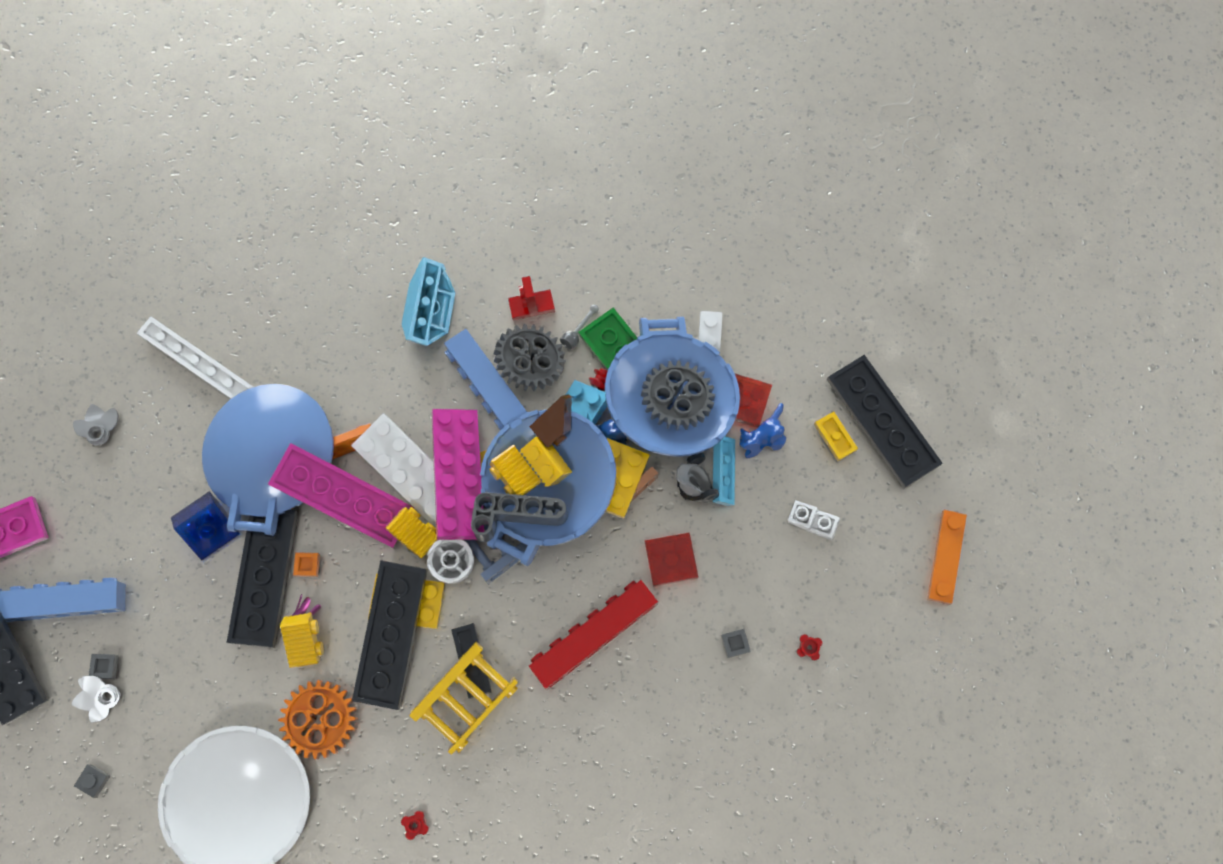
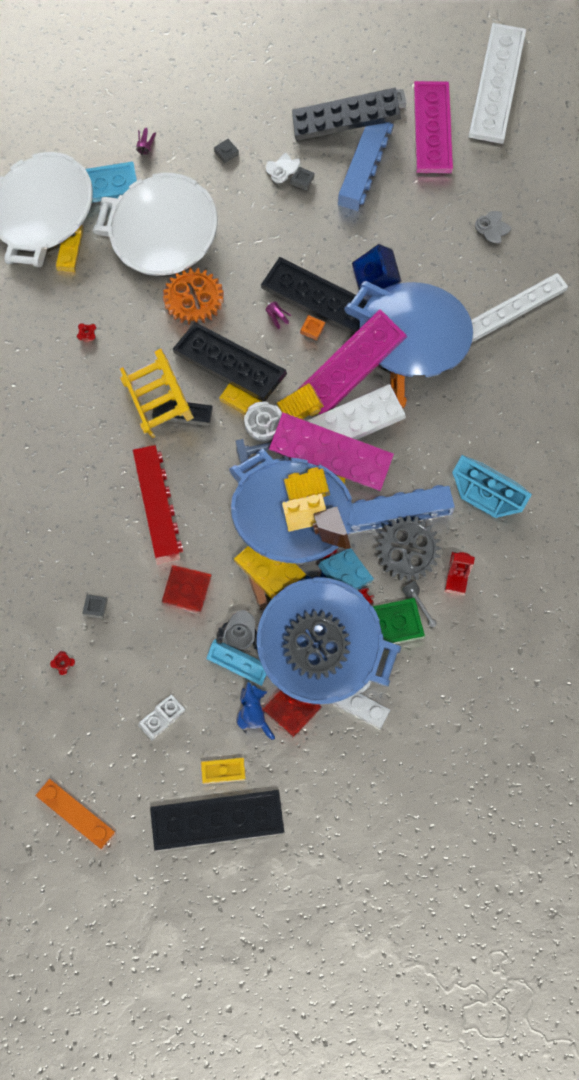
camera: 110 degrees right, 5 degrees down
(301, 640) = (255, 301): yellow brick -> none
(519, 514) = (271, 476): dark grey beam -> none

